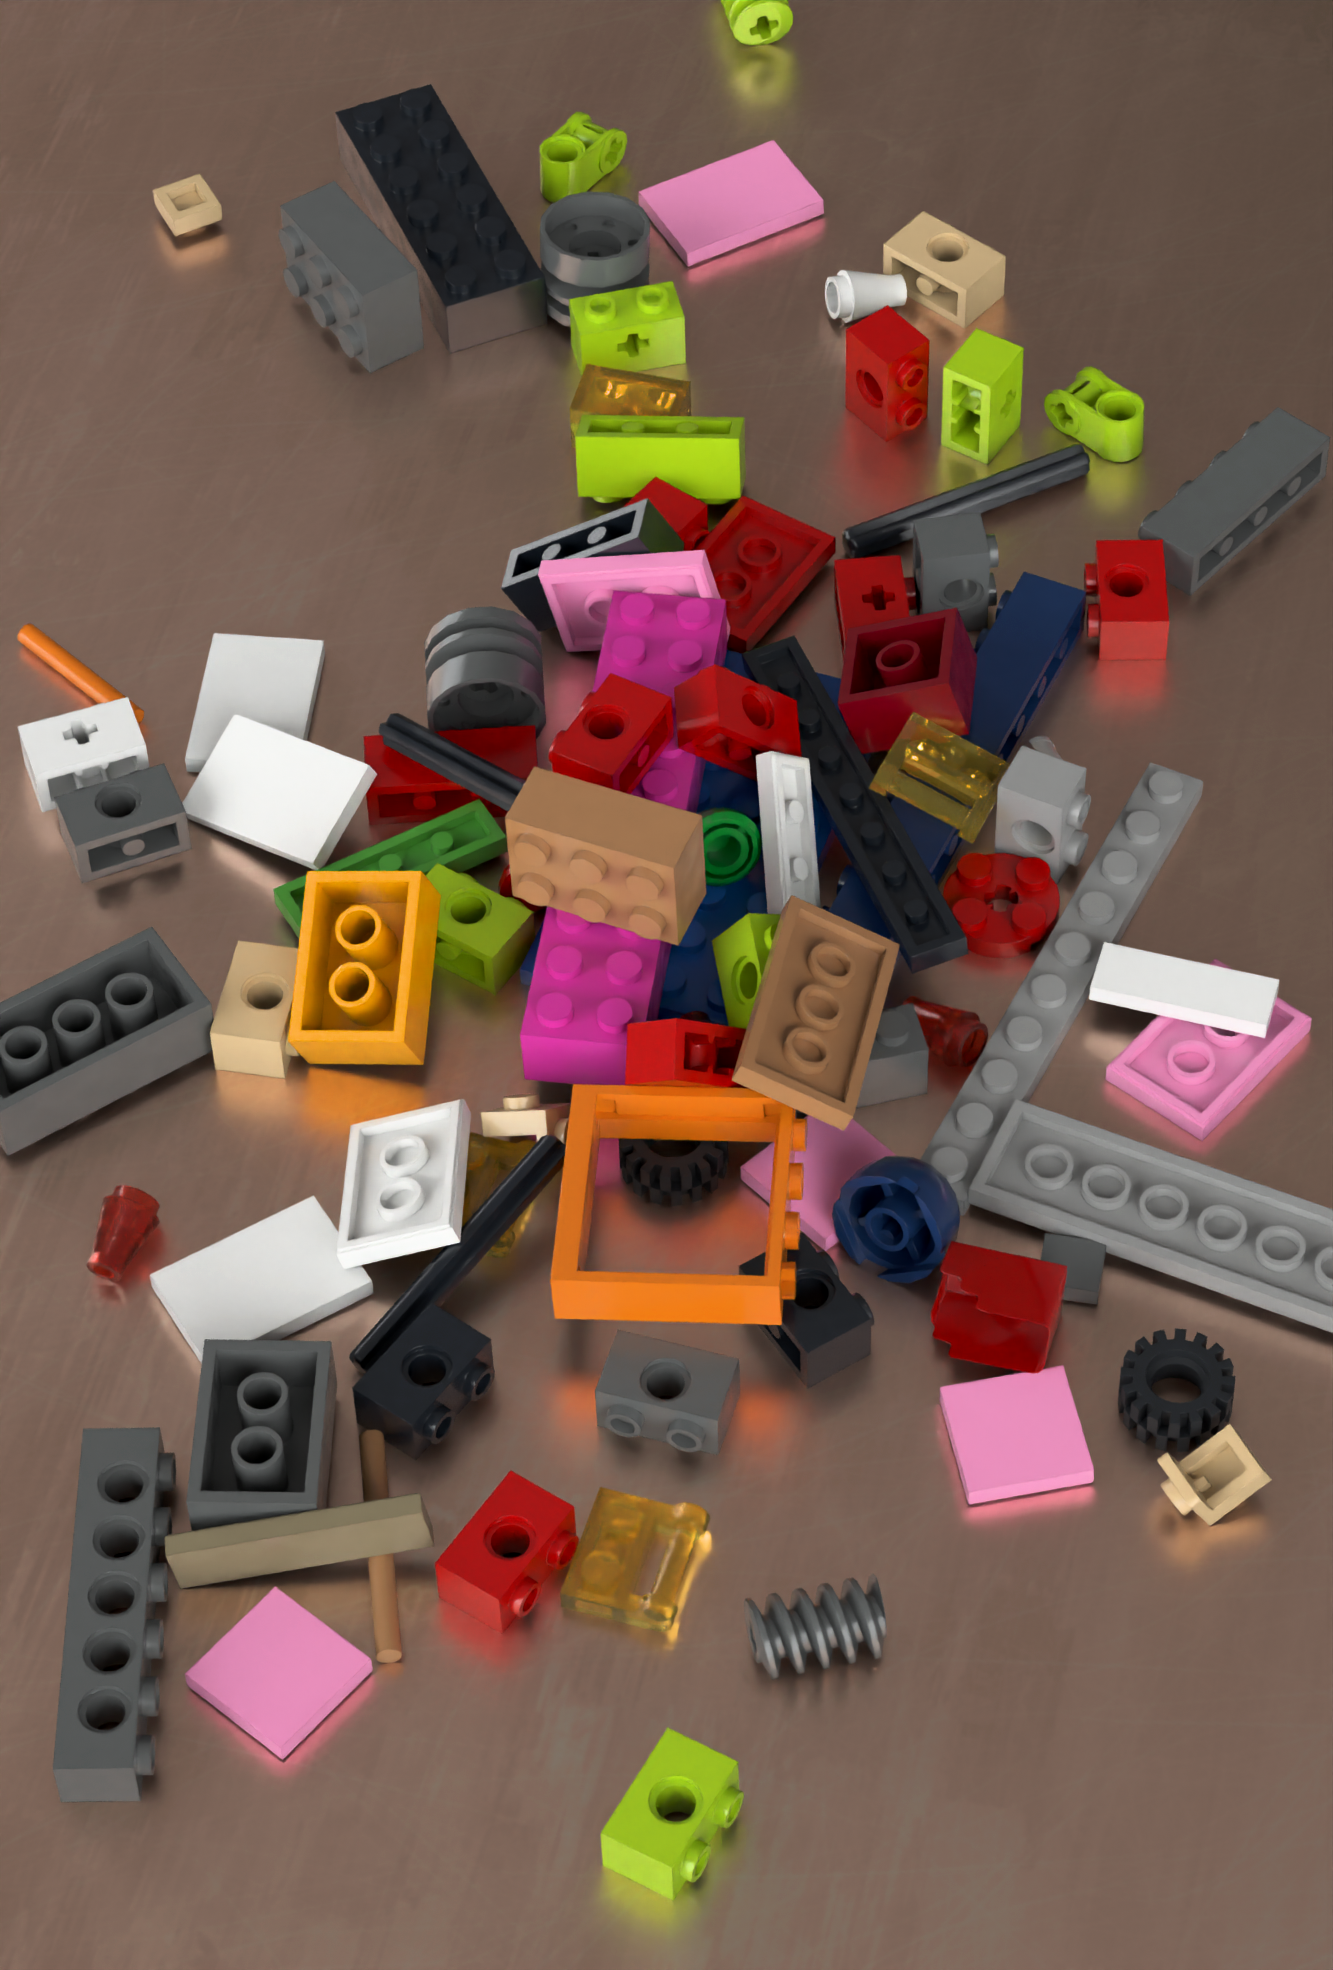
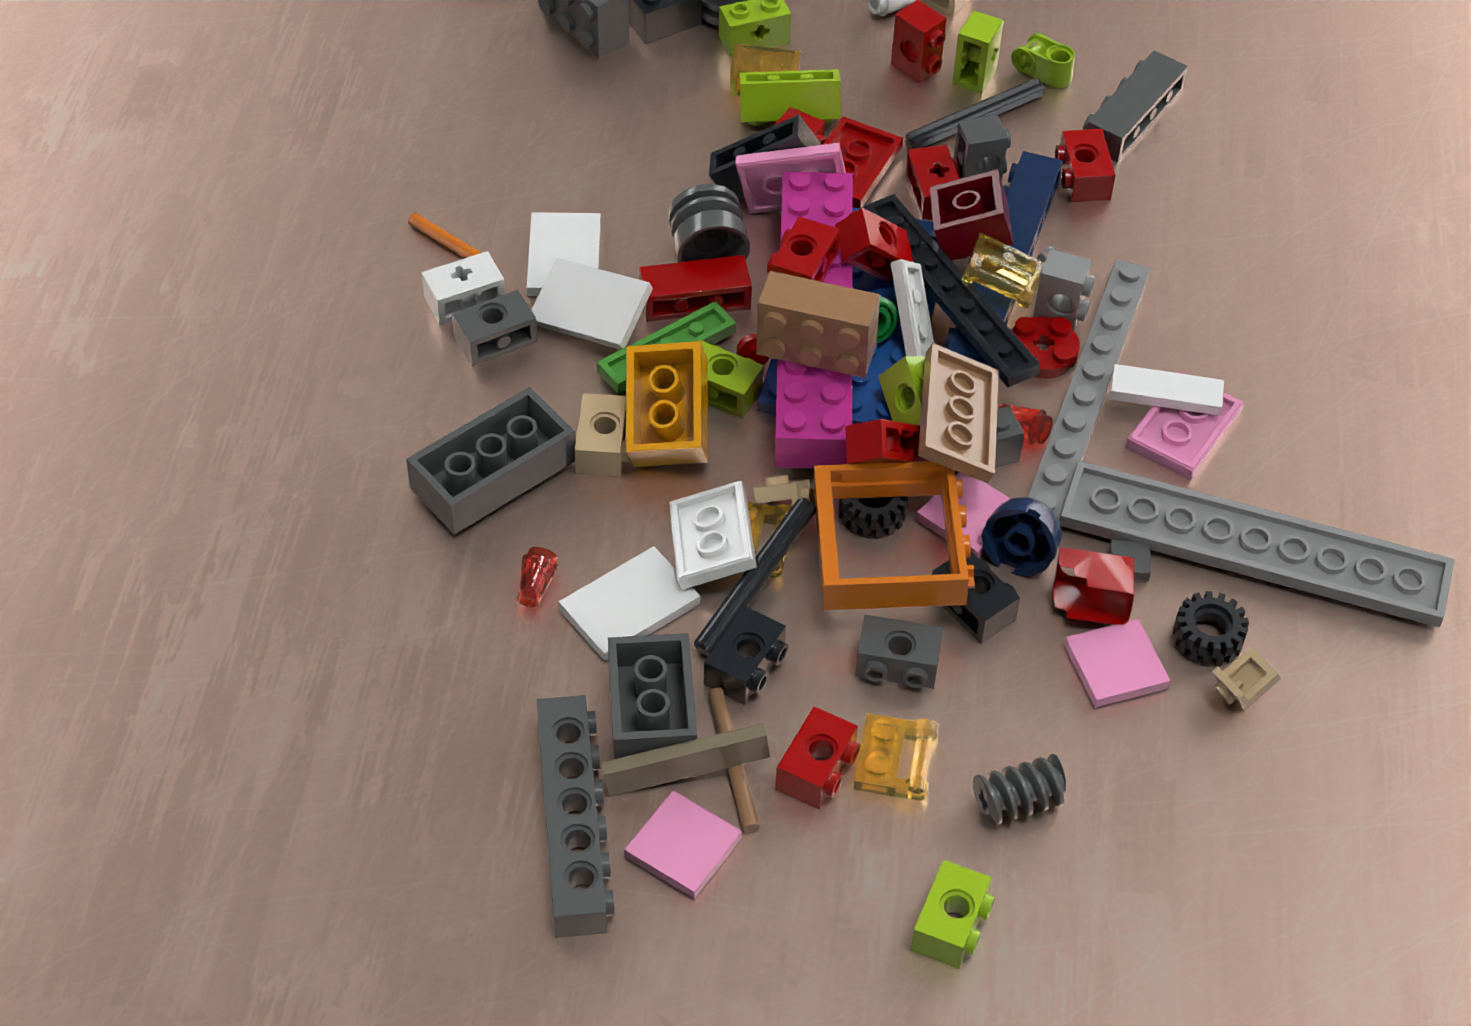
camera: 10 degrees left, 0 degrees up
(451, 760) = (706, 279): black axle -> none

